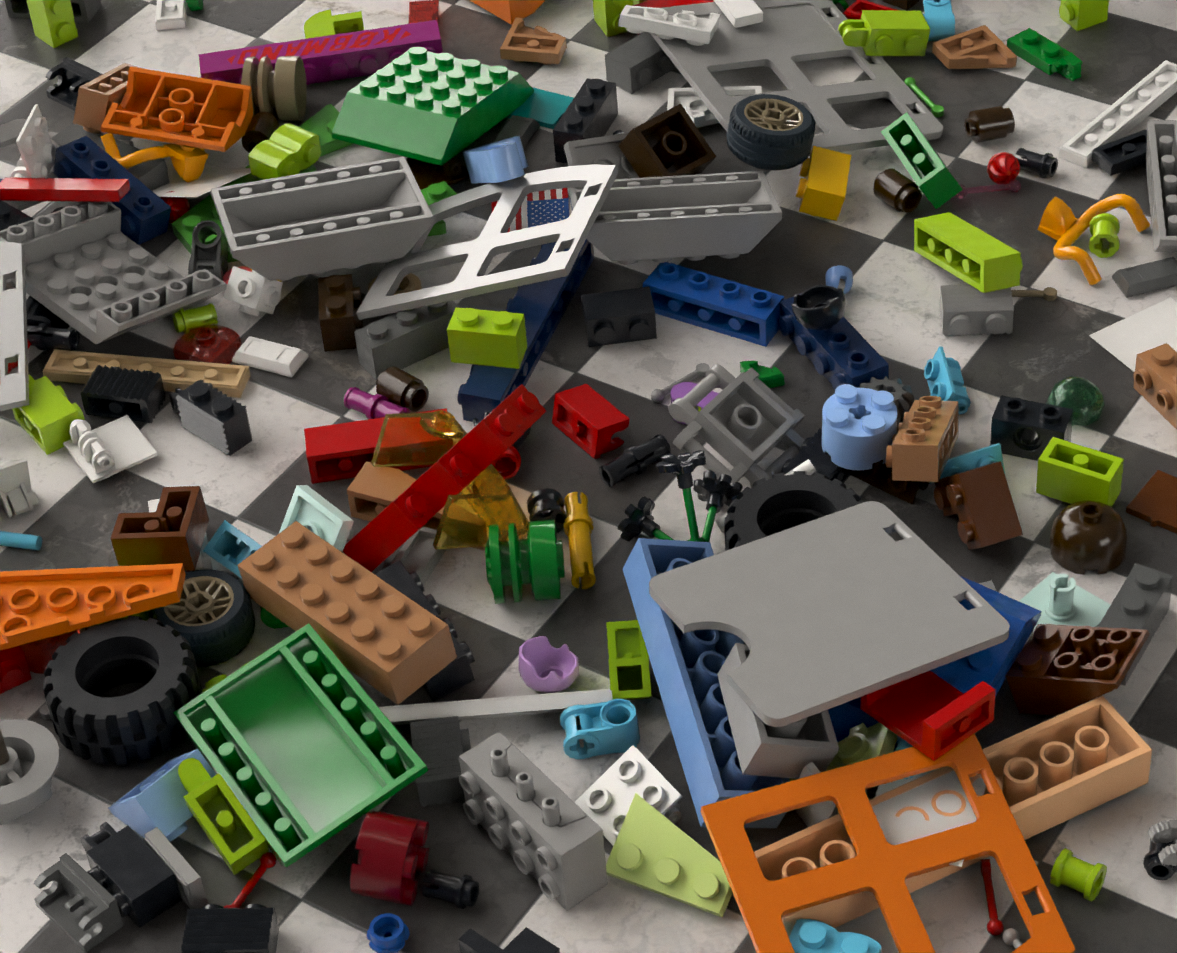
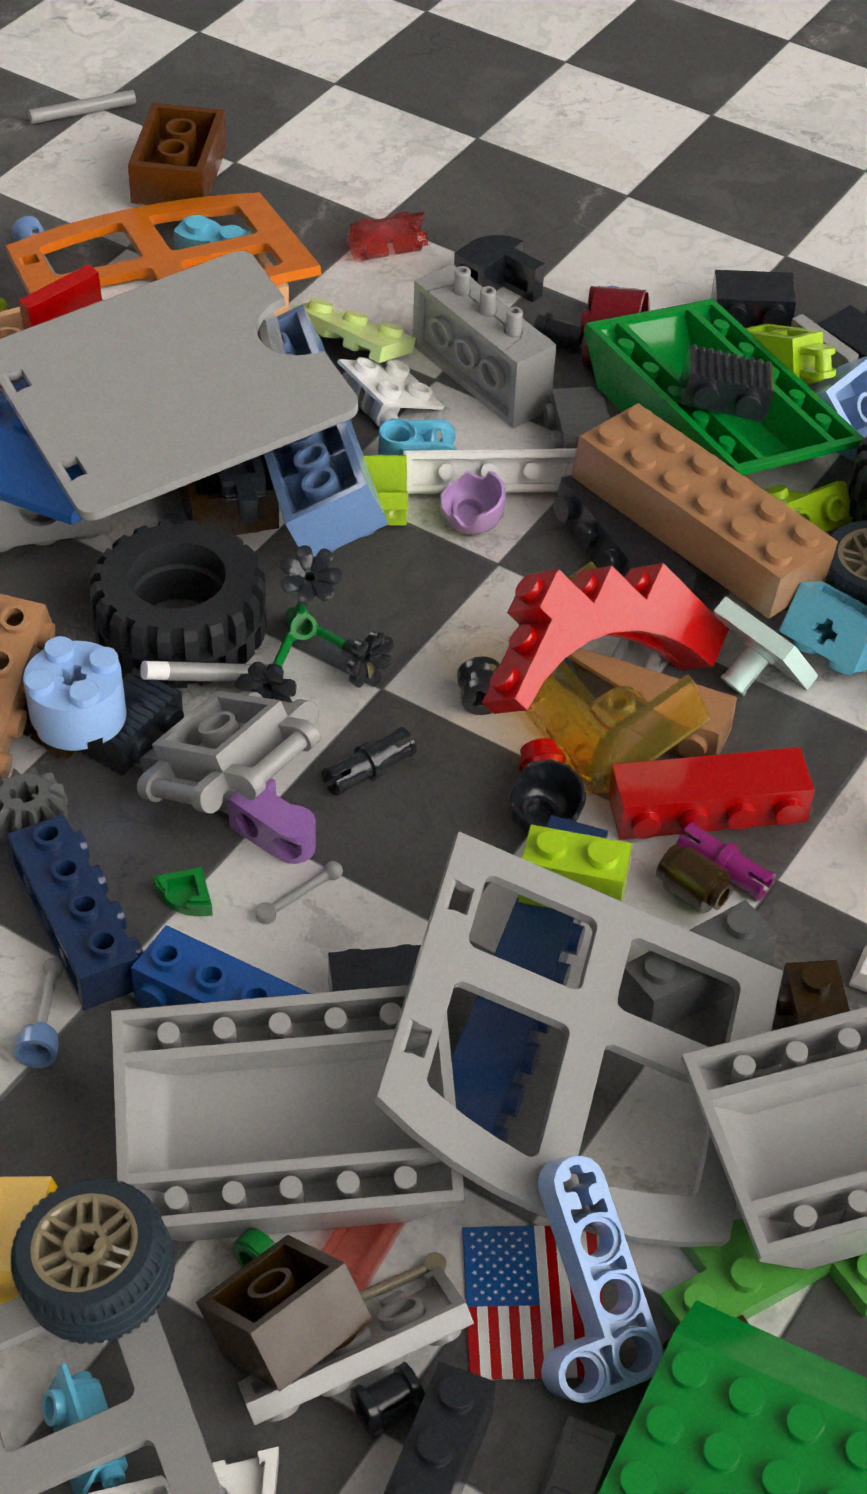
camera: 175 degrees right, 5 degrees up
(300, 693) = (726, 384): none -> black brick
(525, 561) = (489, 587): green wheel -> none
(578, 528) = (441, 664): yellow pin -> none
(588, 420) = (426, 809): red hinge -> none
(819, 307) = (87, 874): black hair -> none

